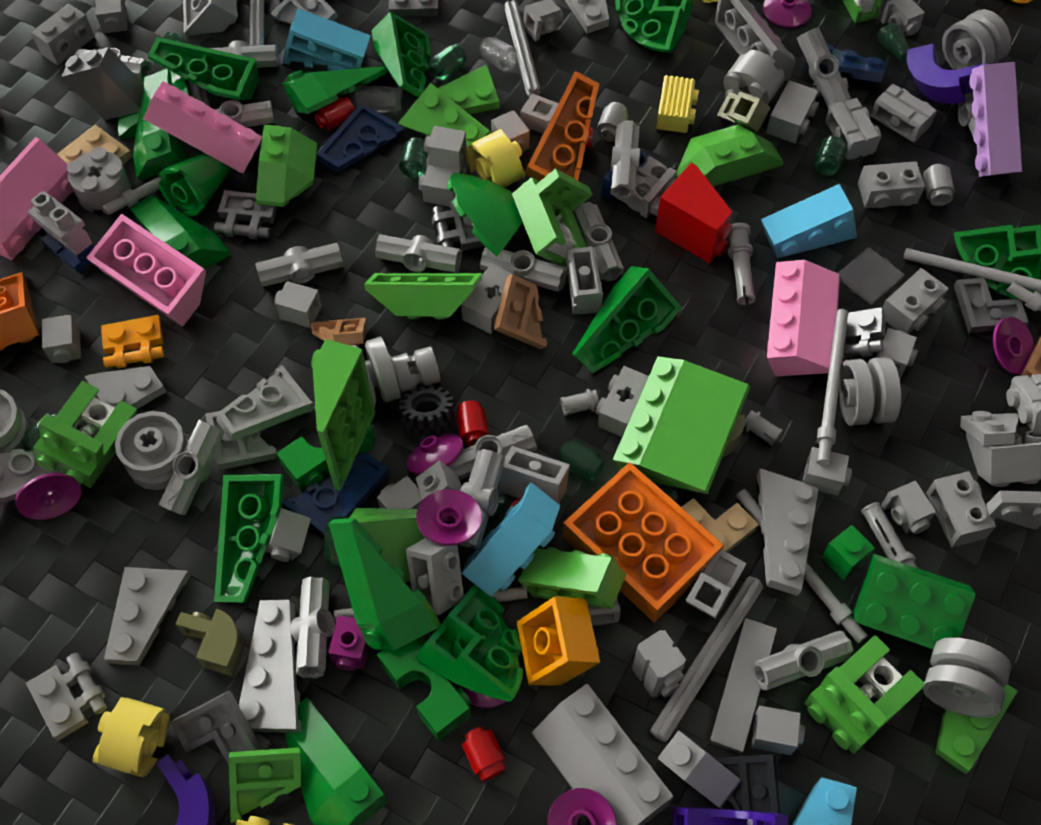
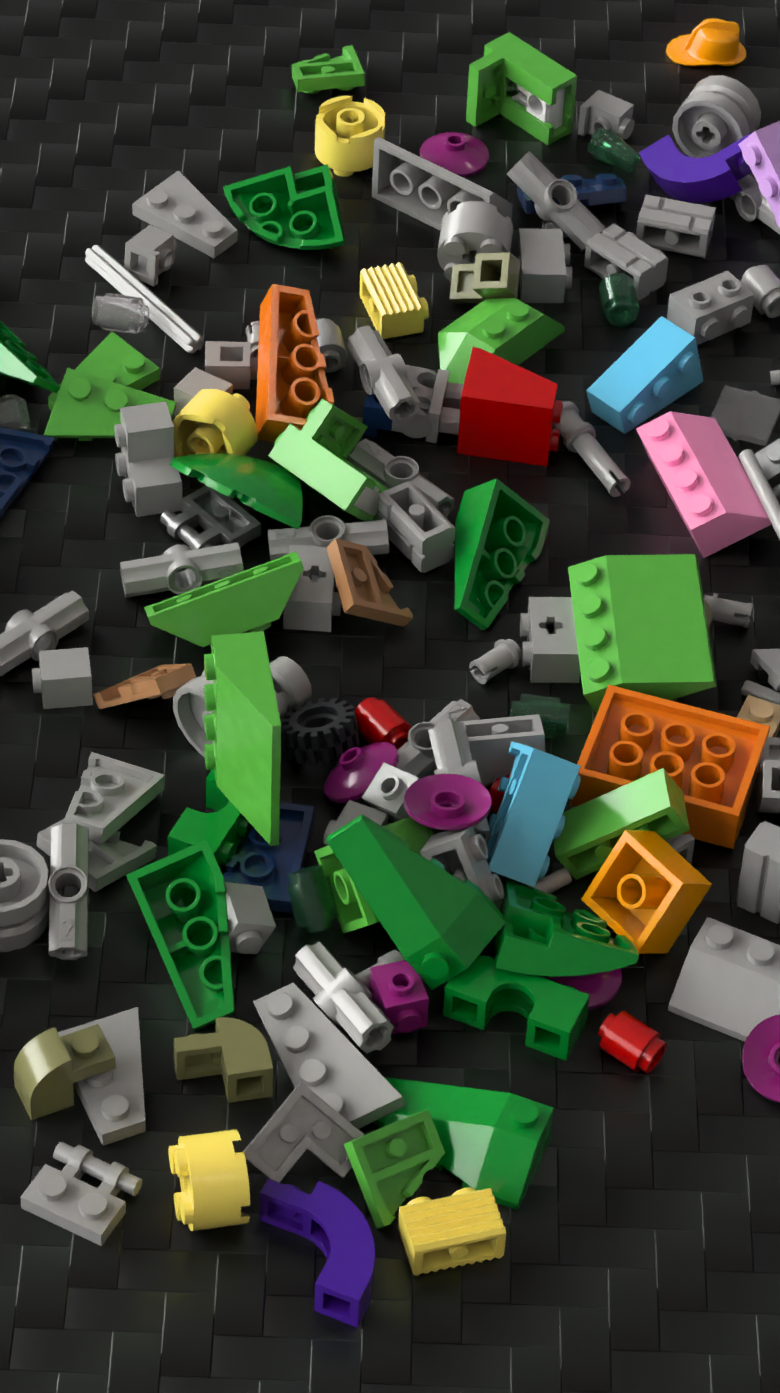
camera: 30 degrees left, 15 degrees down
(101, 598) = (53, 1063): none -> olive brick
(413, 158) = (95, 467): clear green brick -> none
(447, 61) = (58, 343): clear green brick -> none

